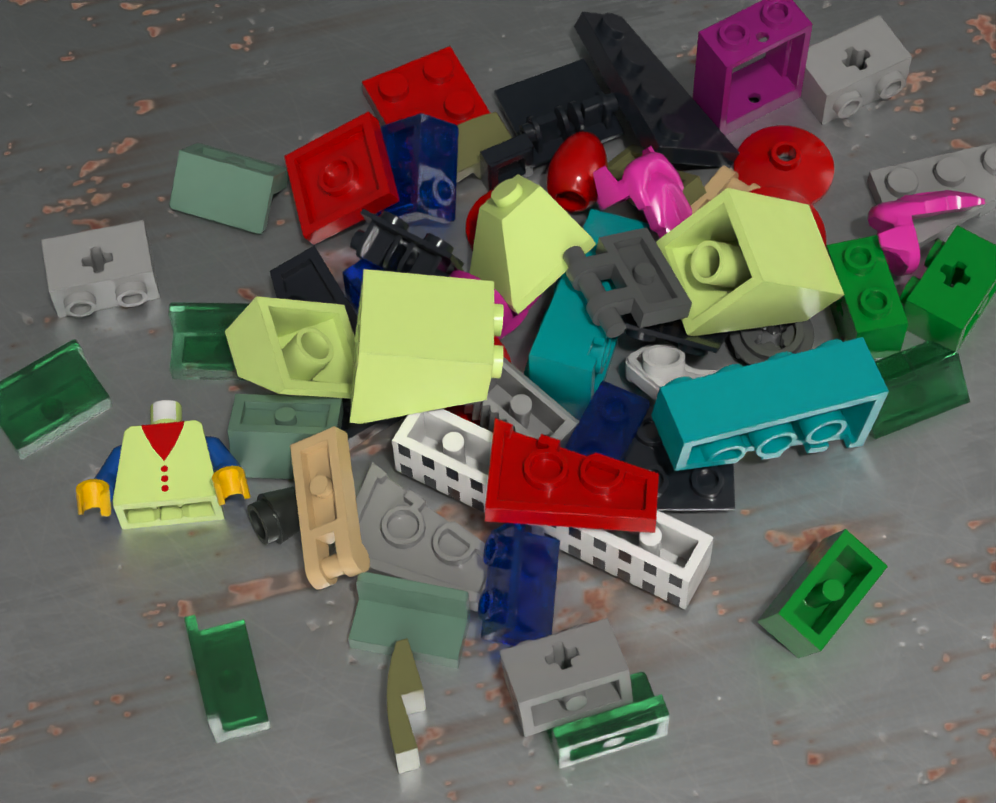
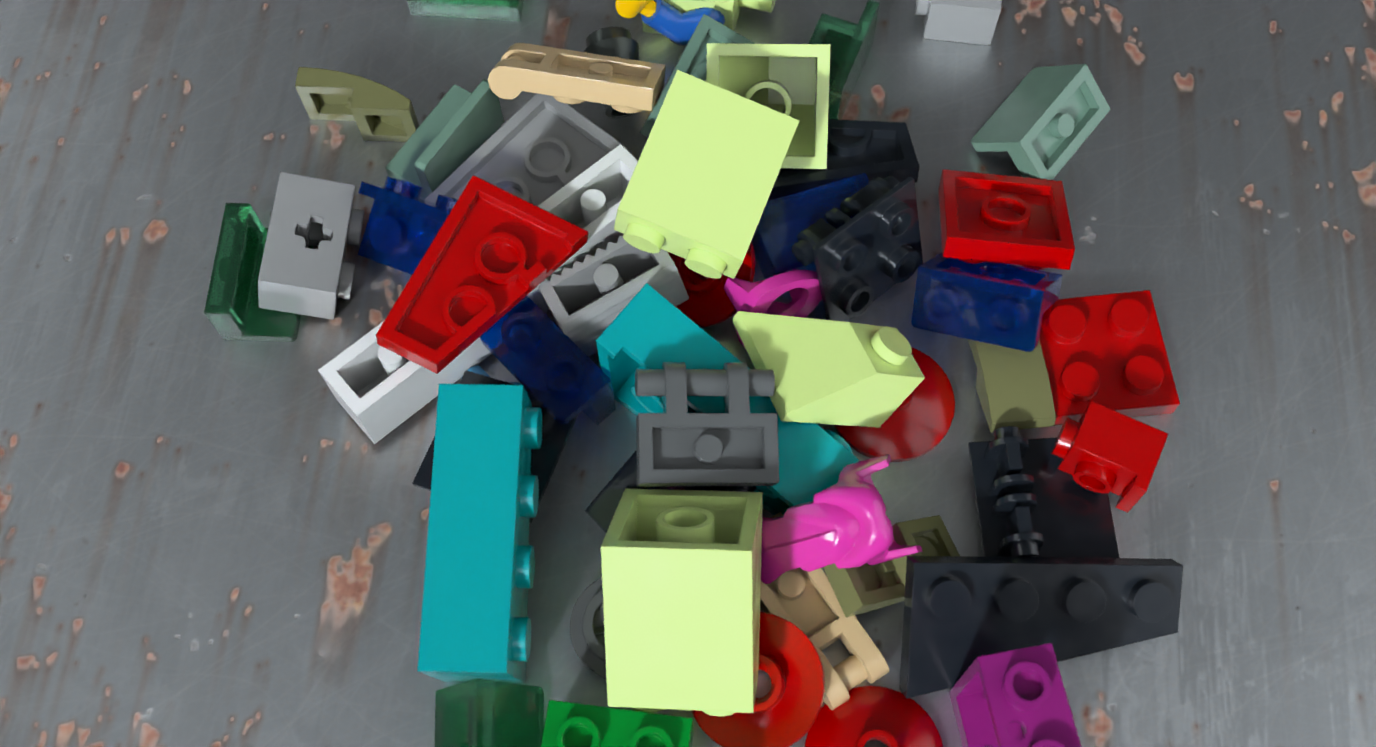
camera: 110 degrees right, 5 degrees up
(506, 161) = (974, 404): black tile -> none
(517, 66) = (1110, 453): none -> red brick
(571, 171) = (934, 480): red animal -> none
(657, 365) = (582, 470): white piece -> none
(822, 594) = (257, 525): green brick -> none

